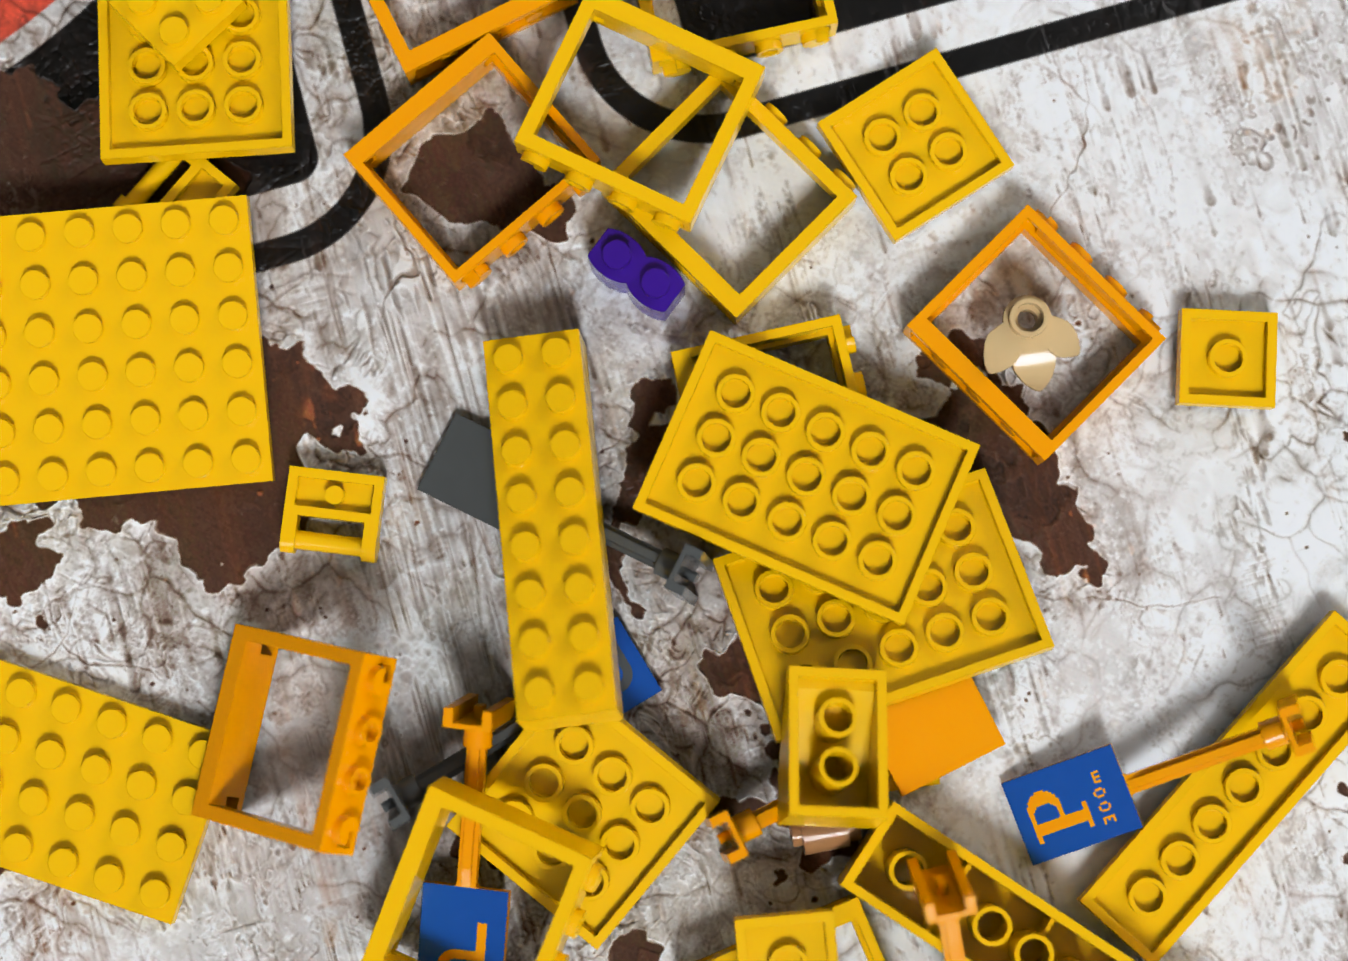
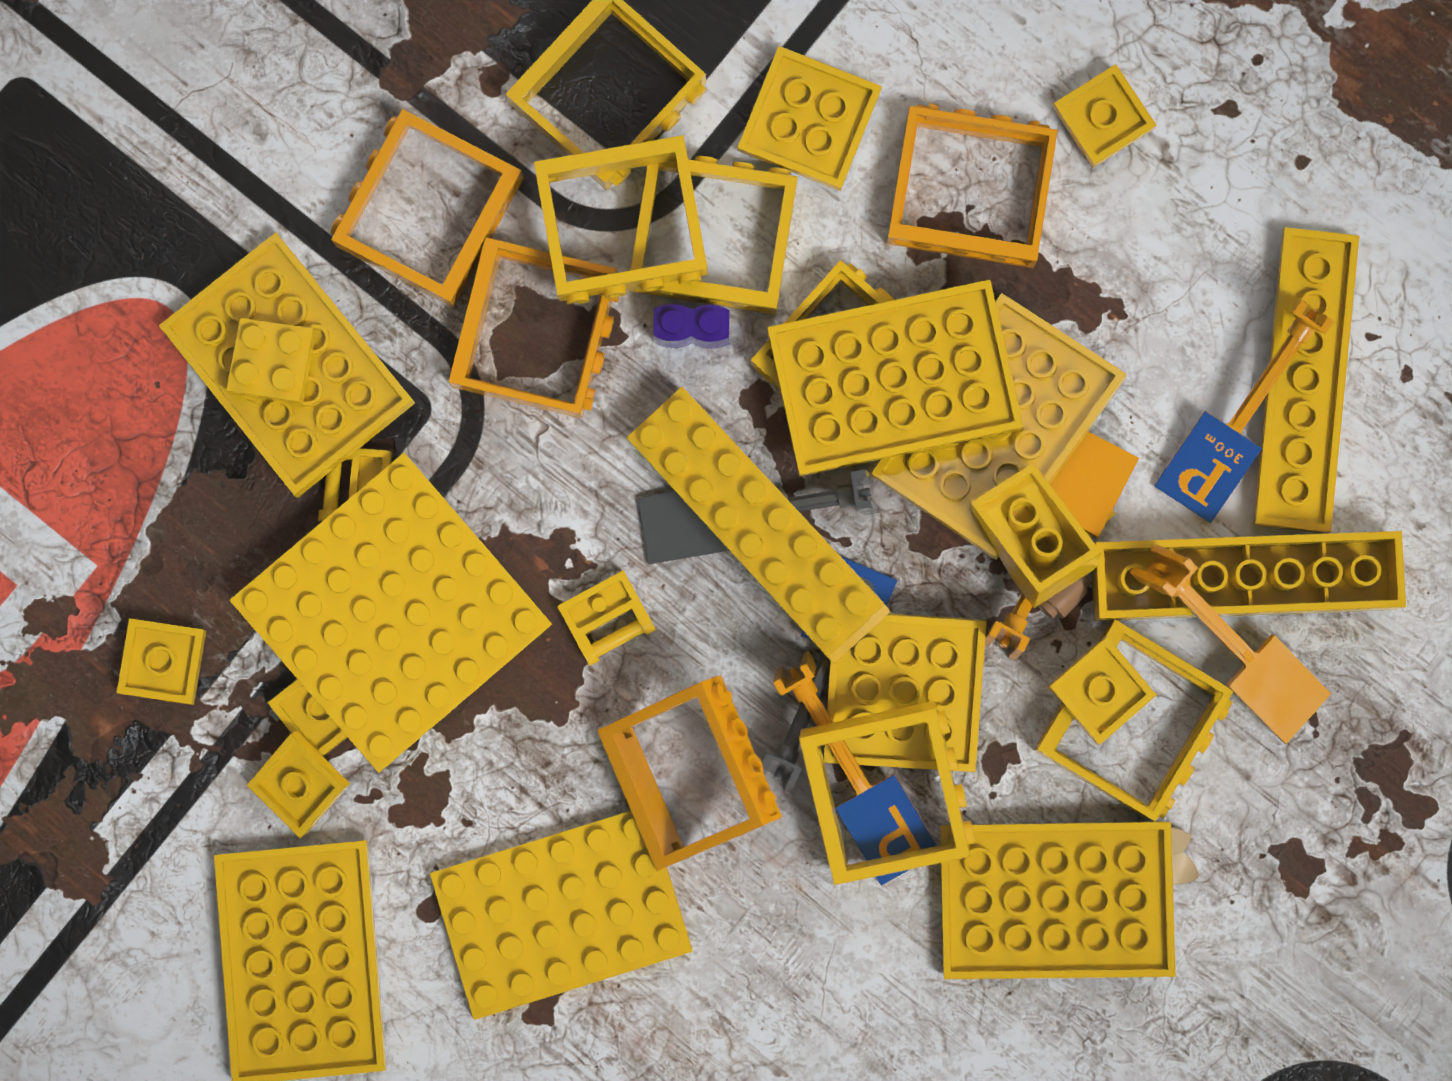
camera: 35 degrees left, 0 degrees up
(1030, 350) = (978, 197): tan plate -> none

